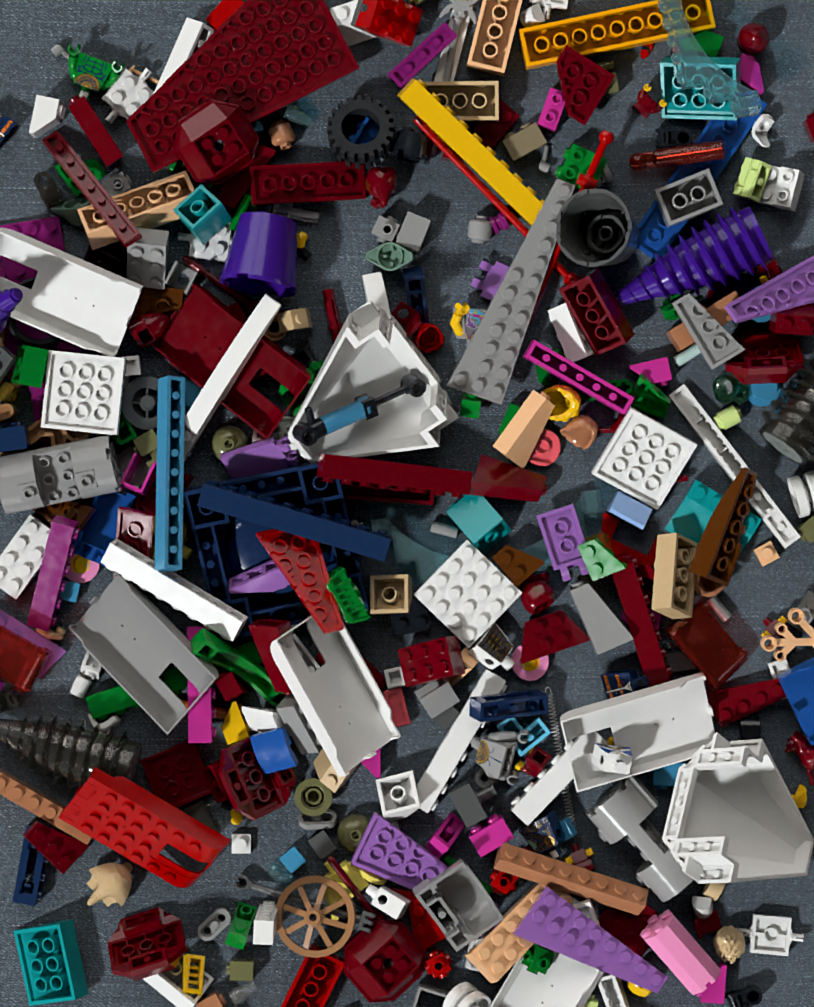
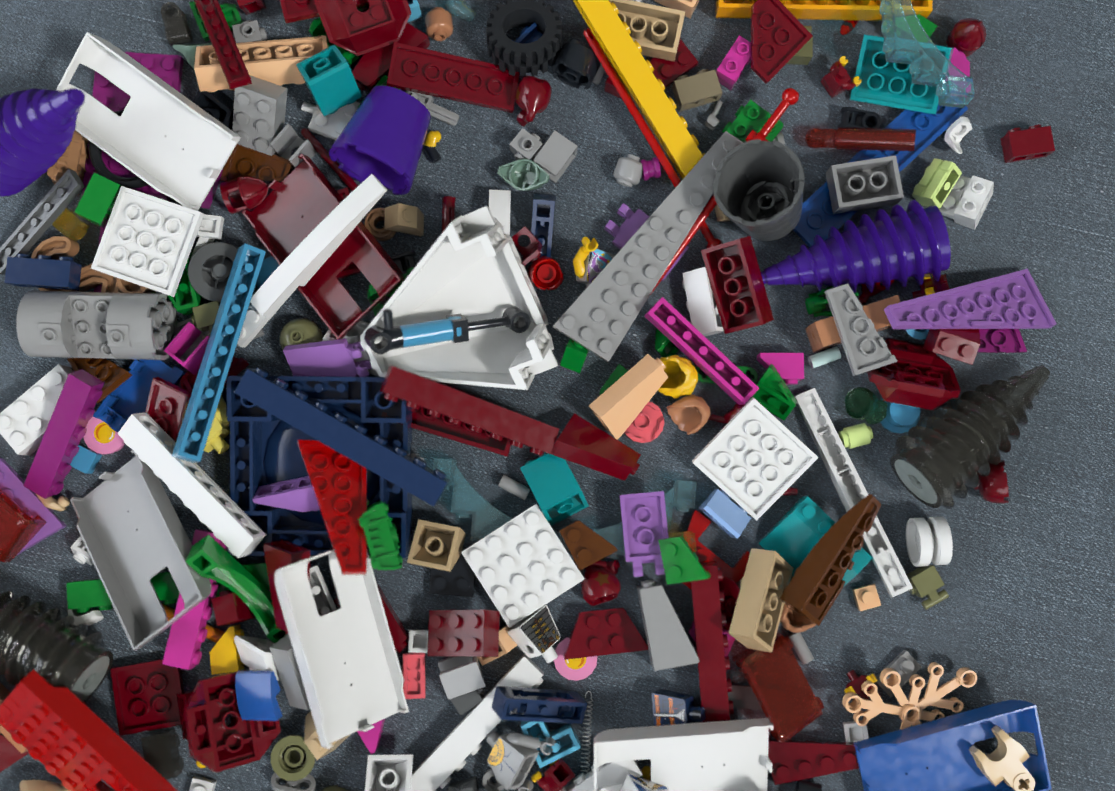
camera: 15 degrees right, 5 degrees down
(80, 686) = (66, 569): white brick -> none

